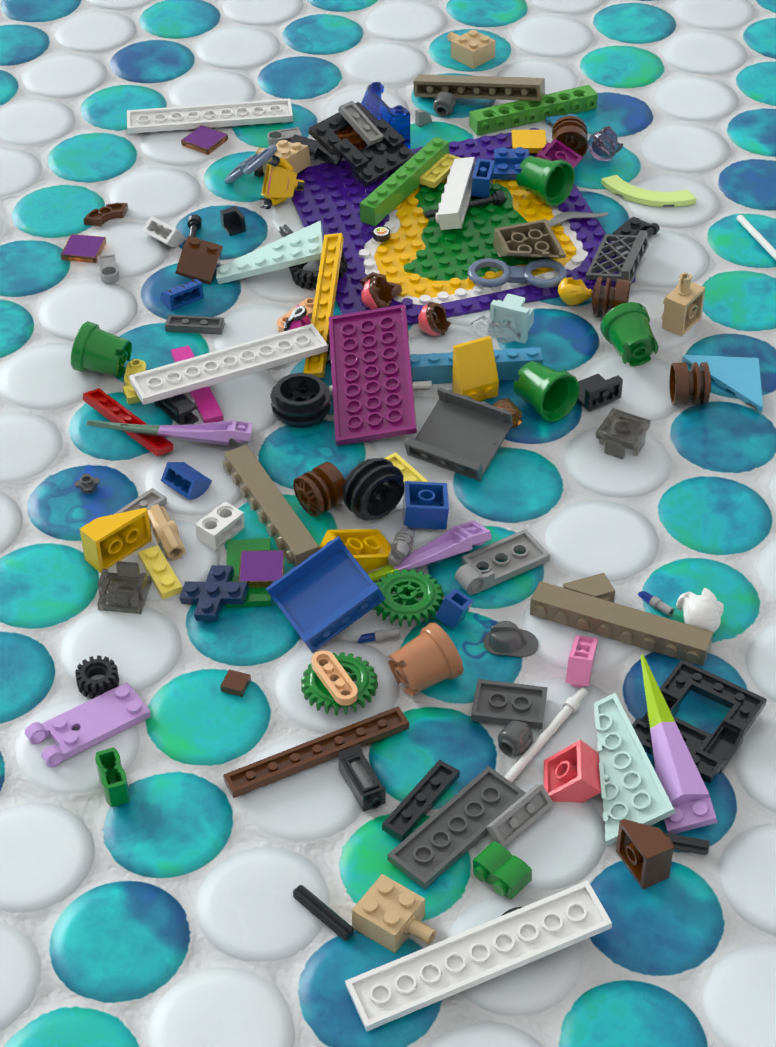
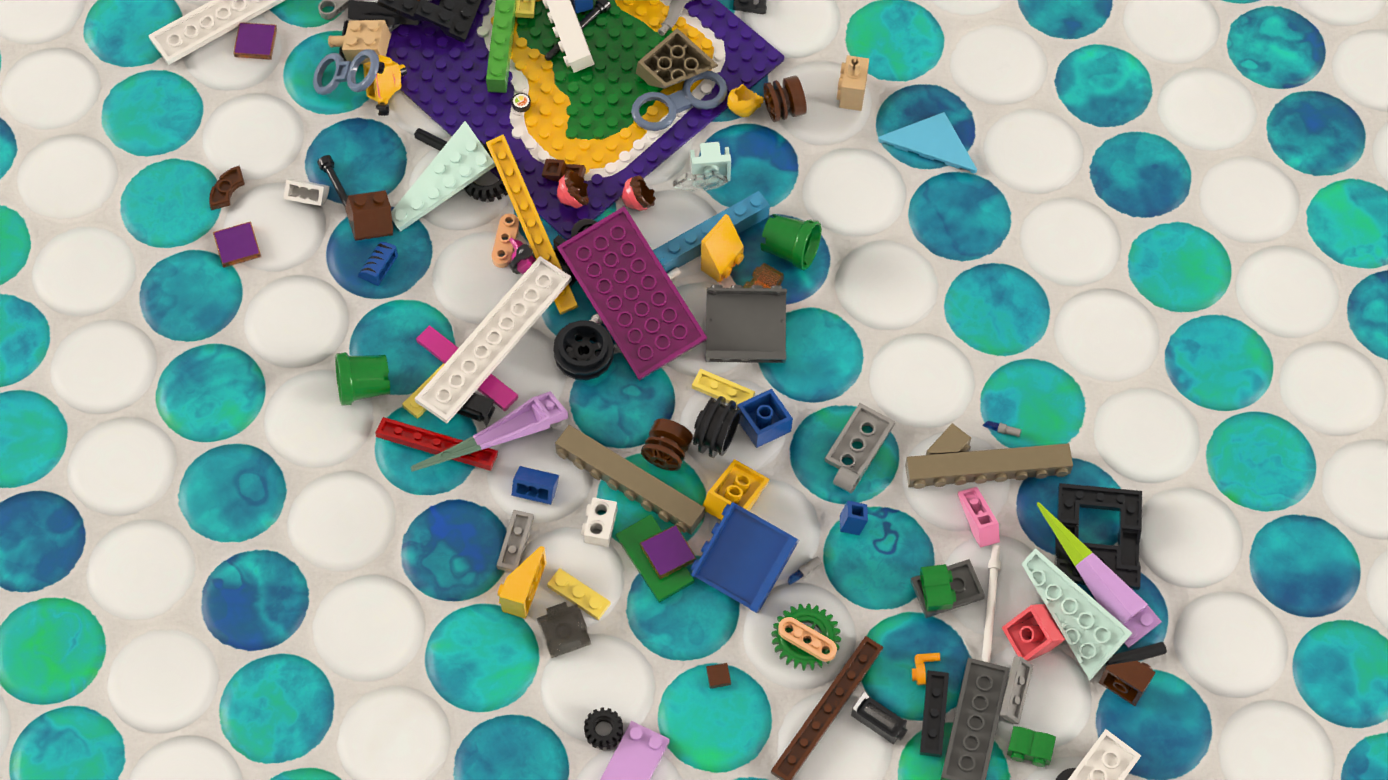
camera: 30 degrees left, 20 degrees up
(87, 483) = (448, 535): dark grey plate -> none
(107, 266) = (278, 257): light grey piece -> none
(133, 367) = (401, 380): light yellow plate -> none
(166, 532) = (557, 551): tan piece -> none
(194, 324) = (414, 294): dark grey tile -> none
(214, 593) = (643, 596): dark blue plate -> none
(232, 221) = (364, 146): black panel -> none
(401, 545) = (768, 469): light grey hinge -> none
(404, 602) = (805, 532): green gear -> none
(426, 660) = (866, 584): nougat piece -> none
(431, 757) = (918, 672): none -> light orange plate
(448, 545) = (807, 449): lavender plate -> none
(495, 692) = (937, 588): none -> green brick
(509, 640) = (910, 524): dark grey piece -> none
(515, 738) = (971, 619): dark grey head -> none
(597, 391) = (829, 213): black bracket -> none
(622, 431) = (881, 257): clear smoke panel -> none
(630, 333) = (828, 138): green piece -> none
(631, 260) = (773, 33): dark grey fence -> none
(693, 382) = (908, 175): reddish brown wheel -> none
(701, 610) = (1049, 427): white hair -> none

